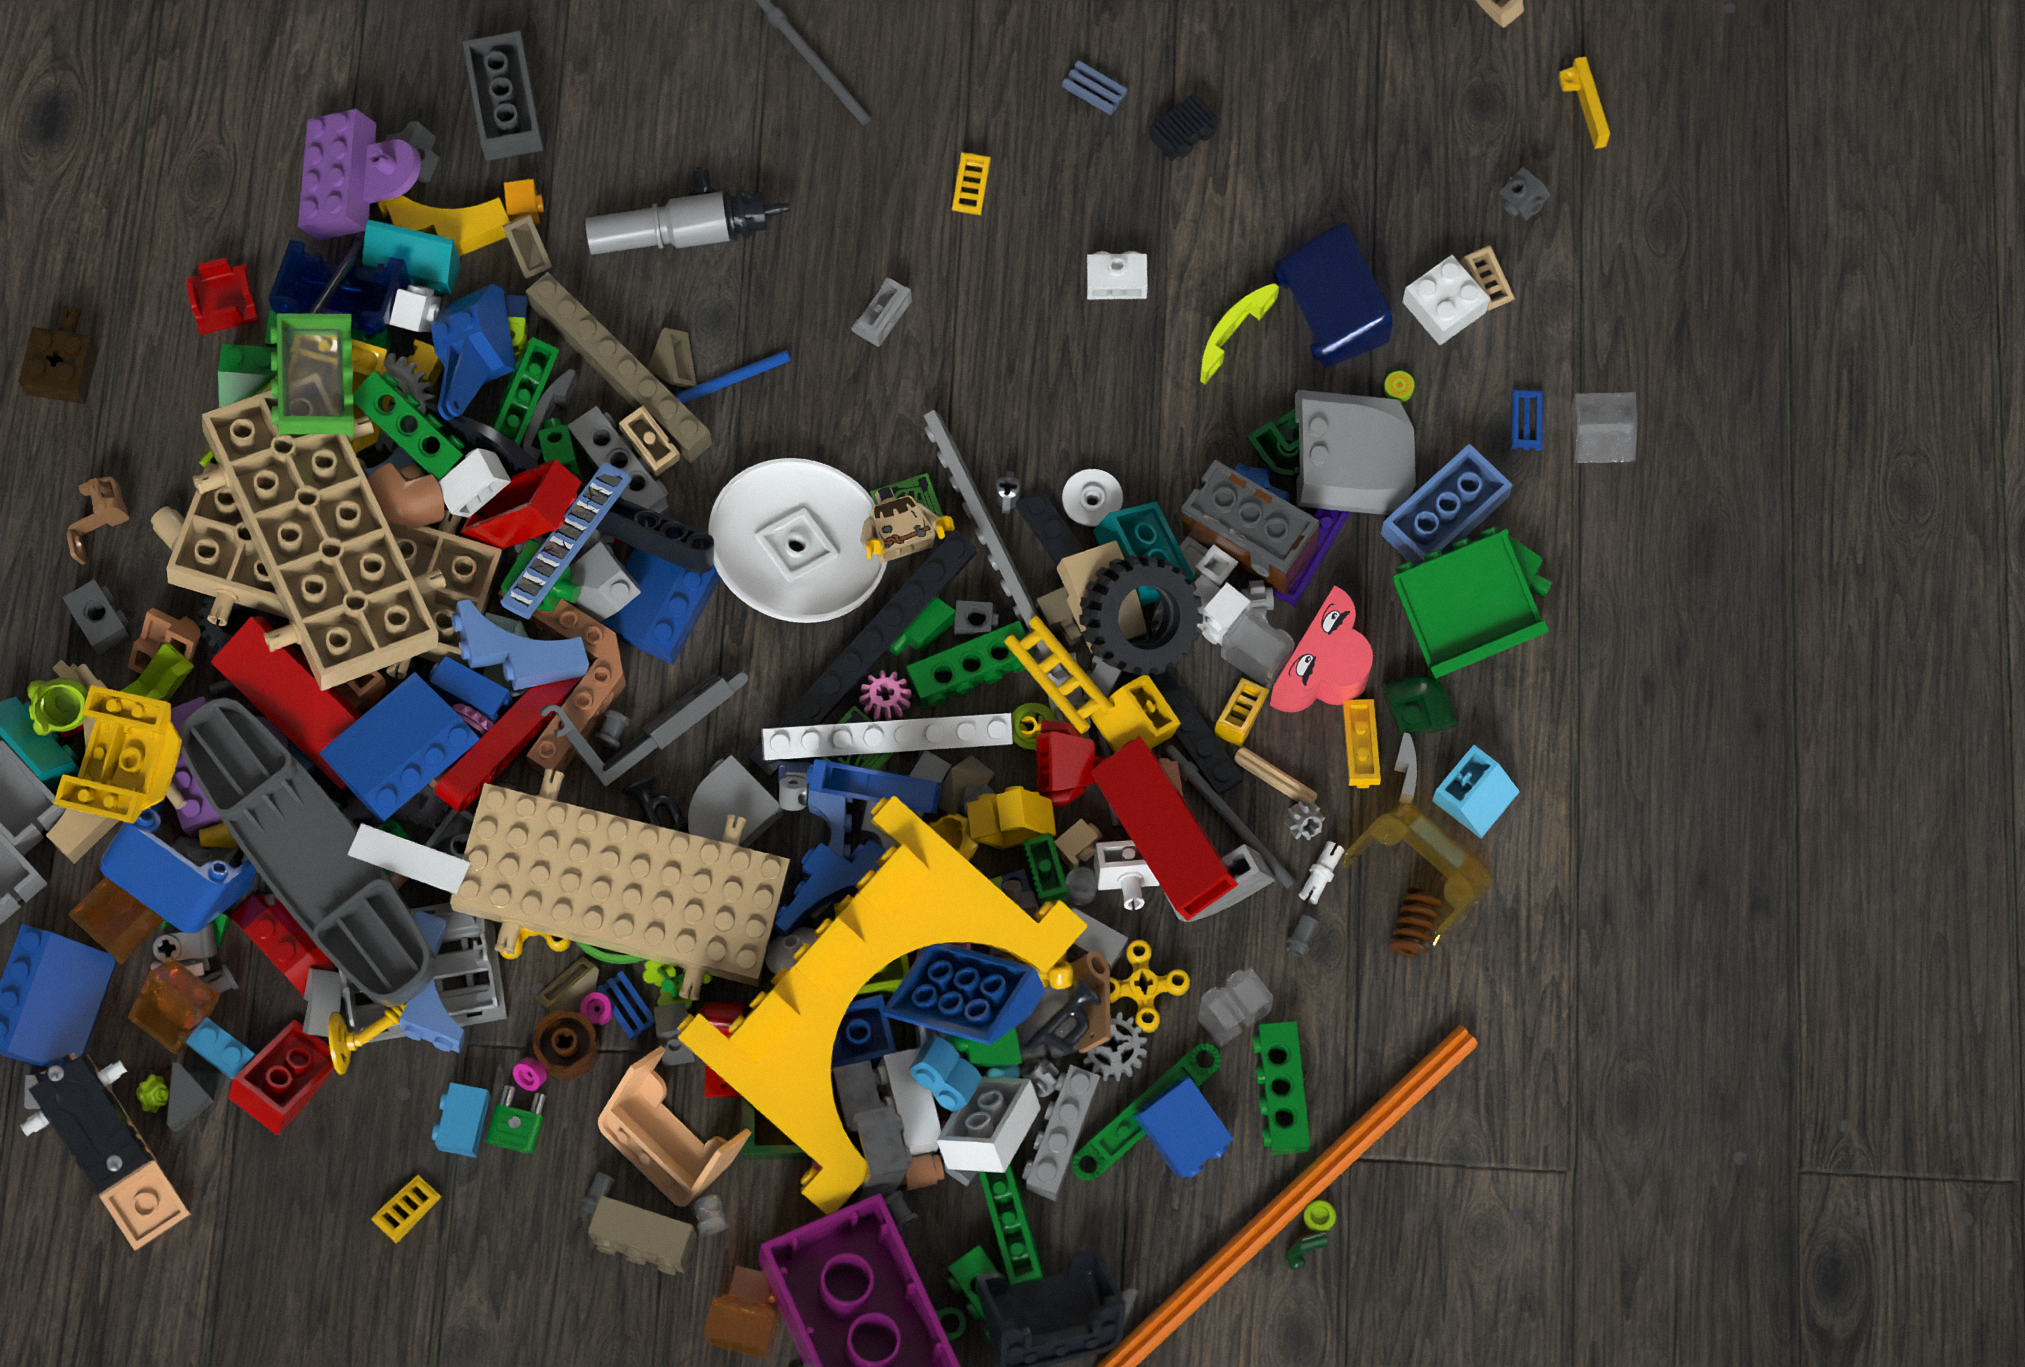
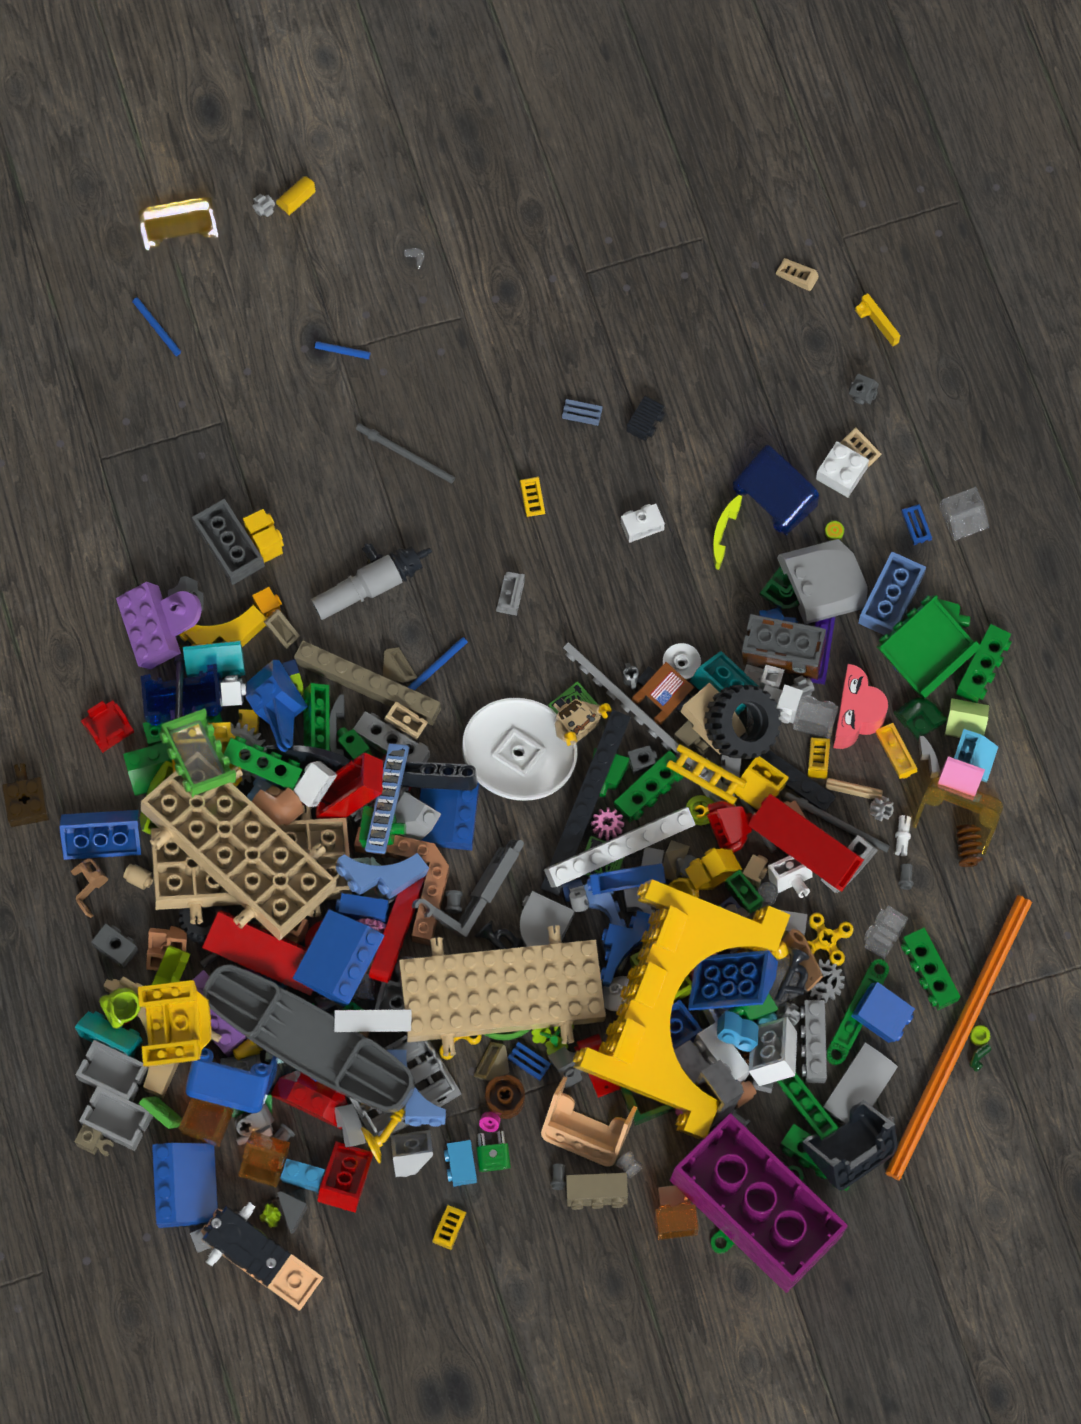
camera: 20 degrees left, 0 degrees up
(55, 880) = (161, 1111): none -> bright green tile
(142, 449) = (100, 834): none -> blue slope
(393, 1075) = (411, 1152): none -> light grey slope
(556, 103) = (264, 535): none -> yellow piece
(592, 1004) = (514, 1064): dark pink tile -> none
(1050, 530) = (666, 690): none -> dark orange flag
(1111, 1220) = (862, 1081): none -> light grey slope
(1441, 814) = (960, 776): none -> bright pink slope
(1489, 729) = (966, 716): none -> yellowish green slope
(1574, 625) = (993, 637): none -> green brick

